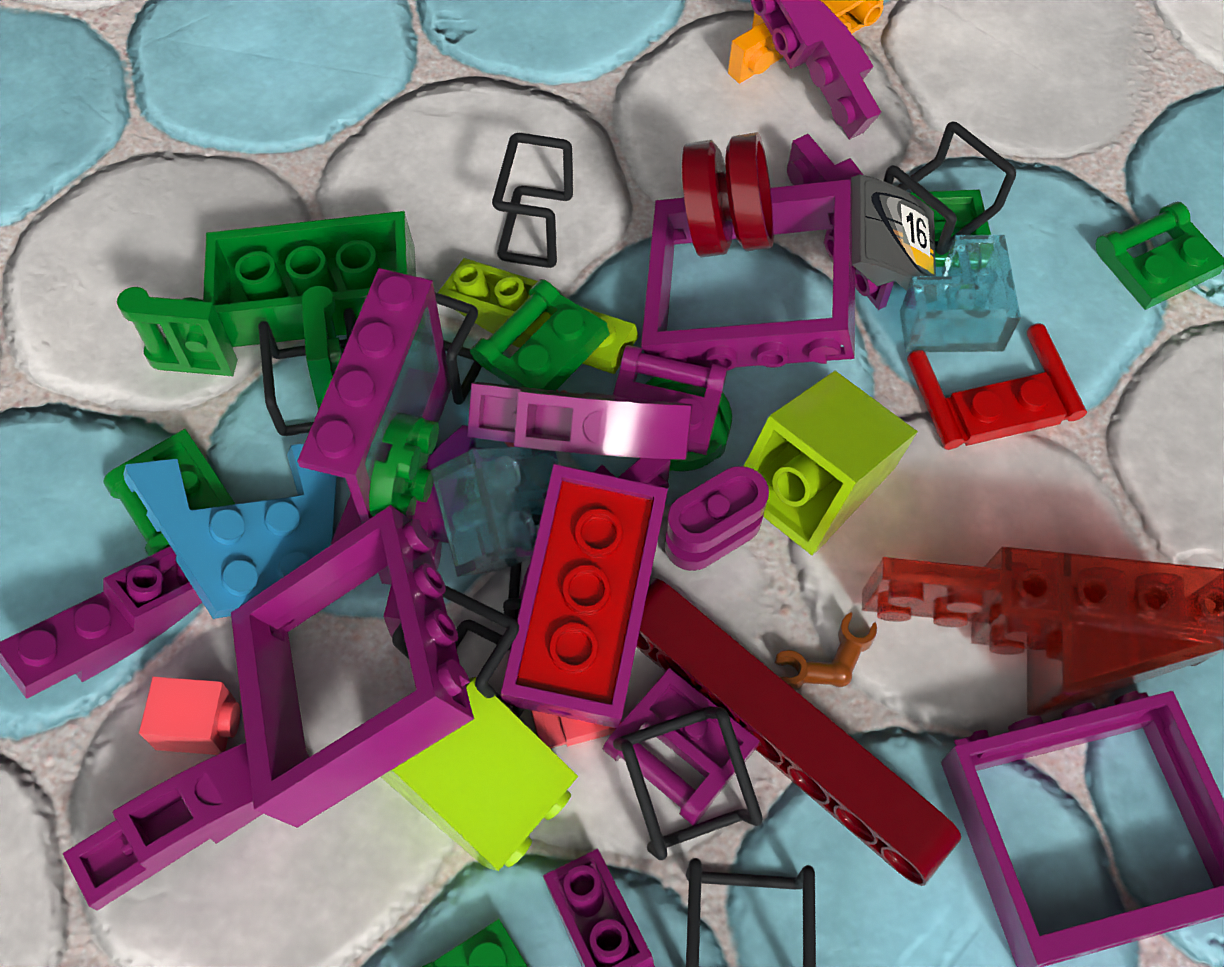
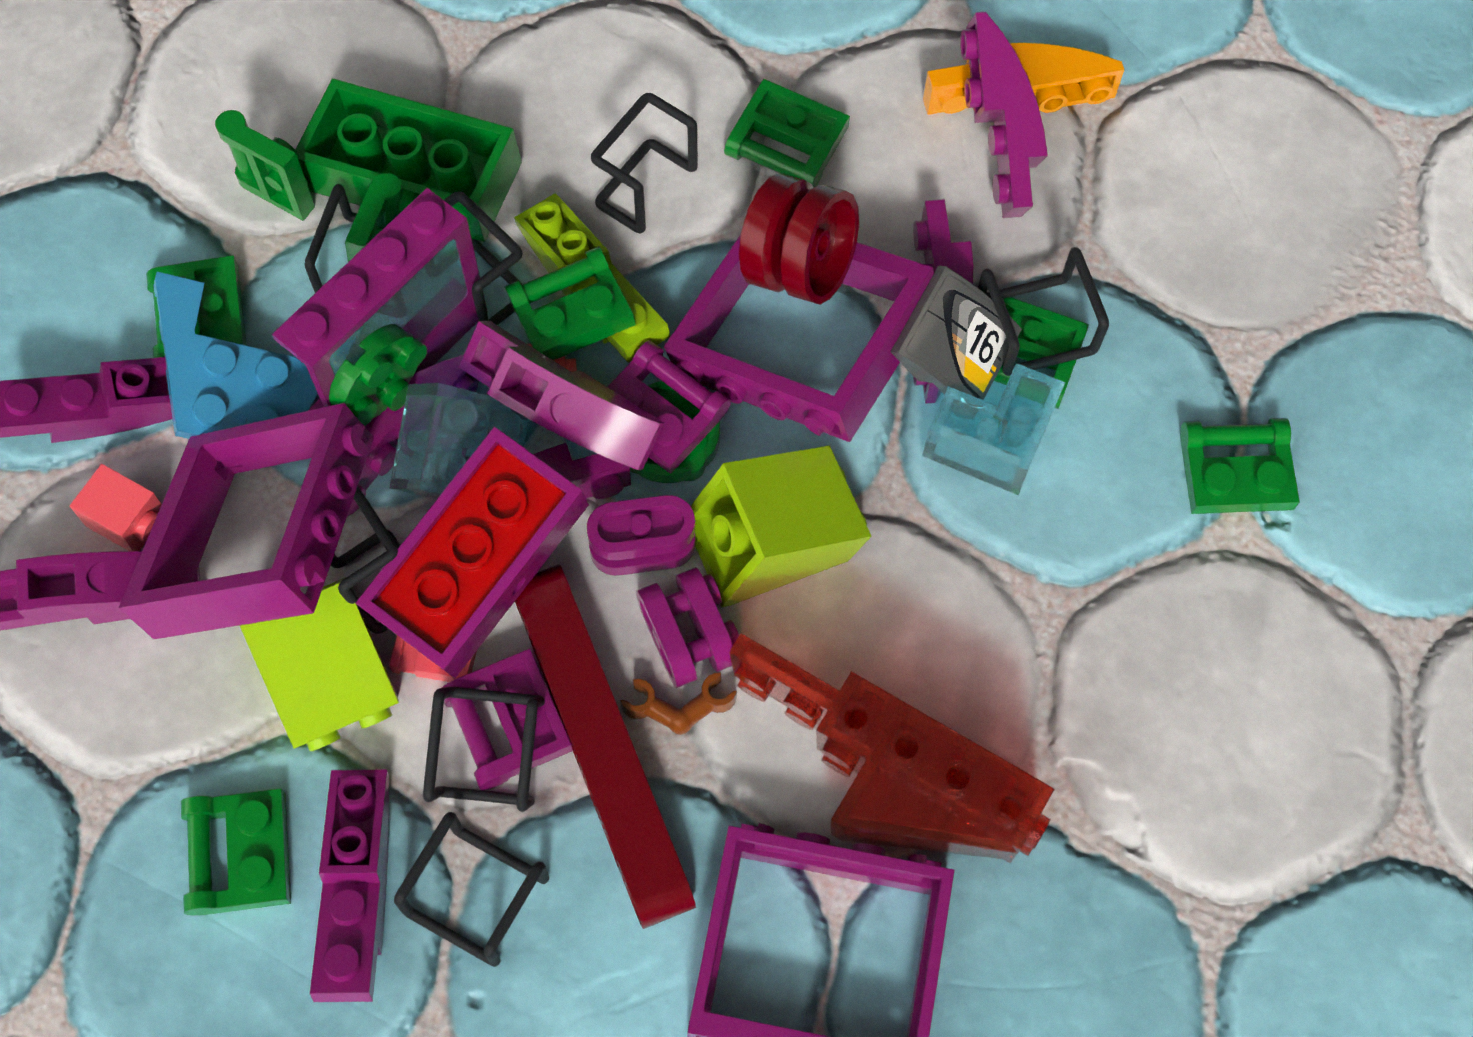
camera: 25 degrees right, 5 degrees up
(637, 126) = (793, 122): none -> green plate
(800, 584) = (699, 598): none -> magenta brick
(1001, 407) = (985, 548): red plate -> none

